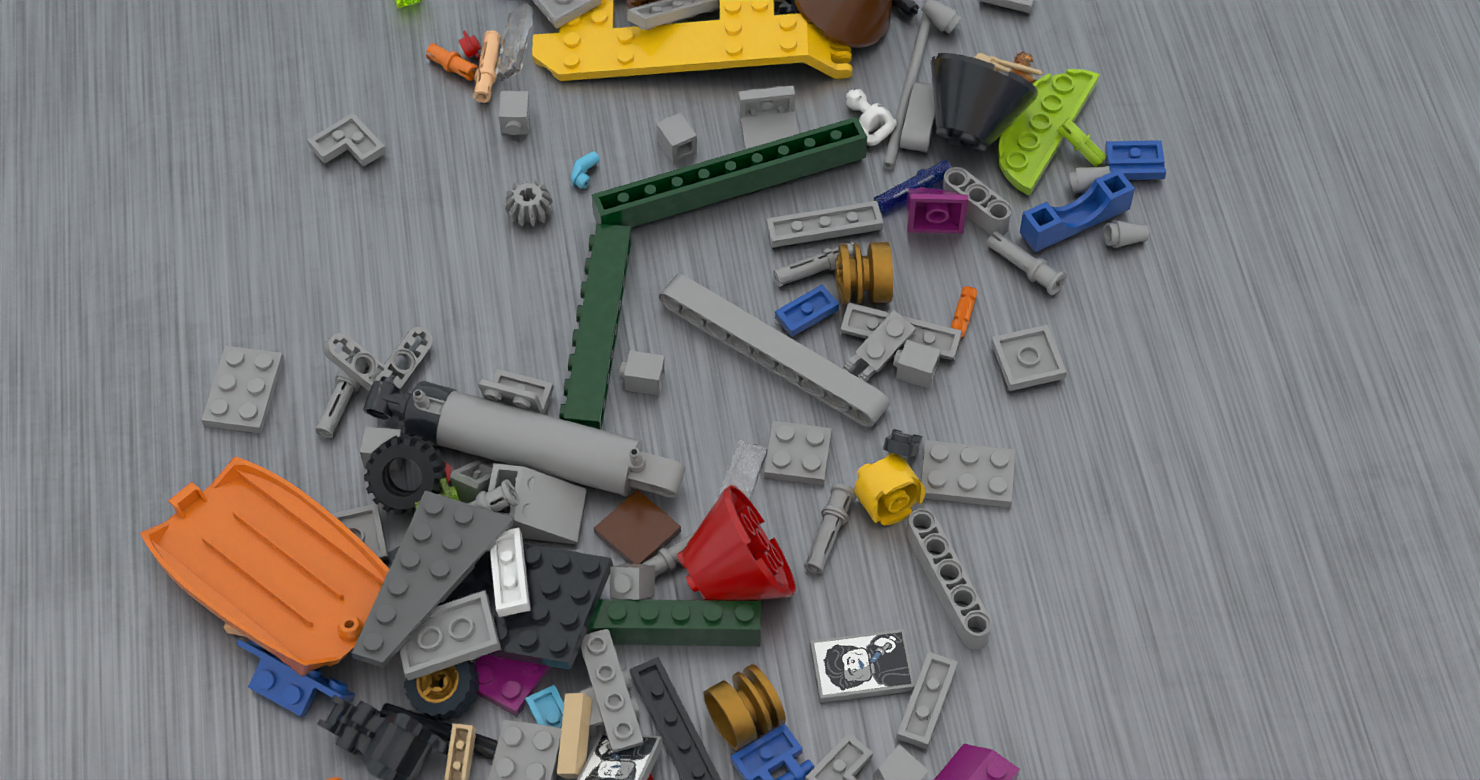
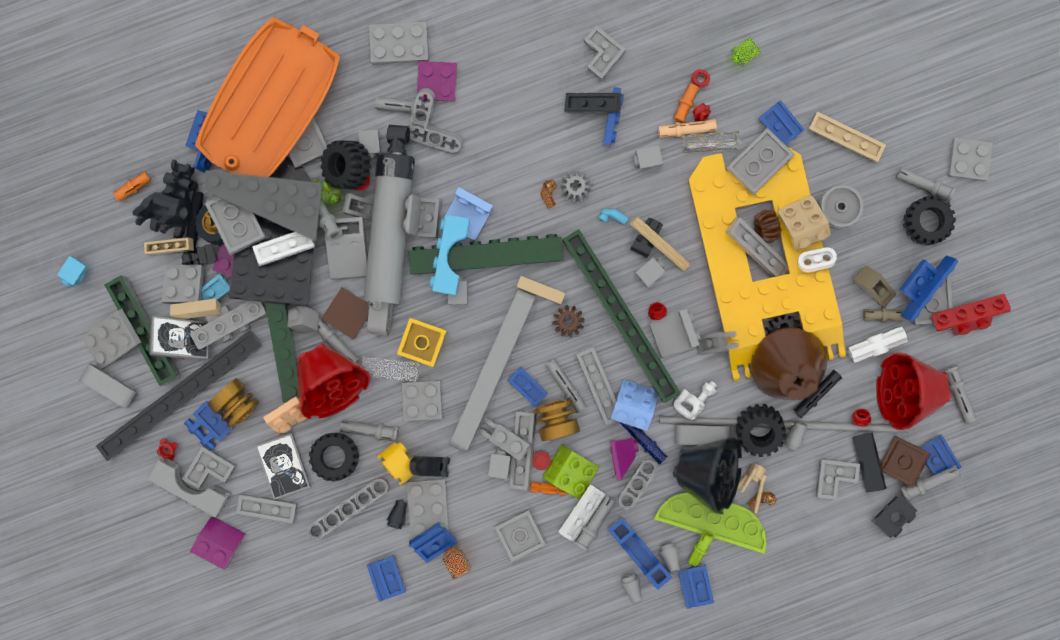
camera: 85 degrees right, 30 degrees up
(306, 350) = (439, 78): none -> magenta plate
(415, 158) = (592, 102): none -> black tile
(421, 40) = (700, 72): none -> red plate
(443, 144) = (613, 118): none -> blue plate
(488, 717) = (203, 255): none -> black piece
(526, 338) = (470, 207): none -> light blue bracket
(528, 242) = (546, 192): none -> clear orange arm
(617, 368) = (454, 230): none -> medium azure arch
(631, 138) = (641, 244): none -> black piece
(638, 113) = (660, 244): none -> tan axle
(672, 264) = (540, 290): none -> tan piece
(708, 427) = (422, 342): none -> yellow brick
(721, 243) = (572, 316): none -> reddish brown gear
(733, 139) = (657, 311): none -> red plate
(779, 624) = (285, 416): none -> light nougat plate
(795, 67) = (716, 342): none -> light grey hinge
(861, 558) = (318, 463): none -> black tyre
(865, 178) = (635, 405): none -> light blue bracket
(921, 37) = (760, 444): none -> black tyre
(921, 311) = (541, 460): none -> red plate
(940, 280) = (570, 472): none -> lime bracket
(971, 513) = (397, 515): none -> black cone
(1007, 275) = (582, 513): none -> white plate
(1021, 465) = (432, 542): none -> blue plate
(1057, 435) = (456, 562): none -> clear orange brick
(1068, 546) = (386, 578): none -> blue plate

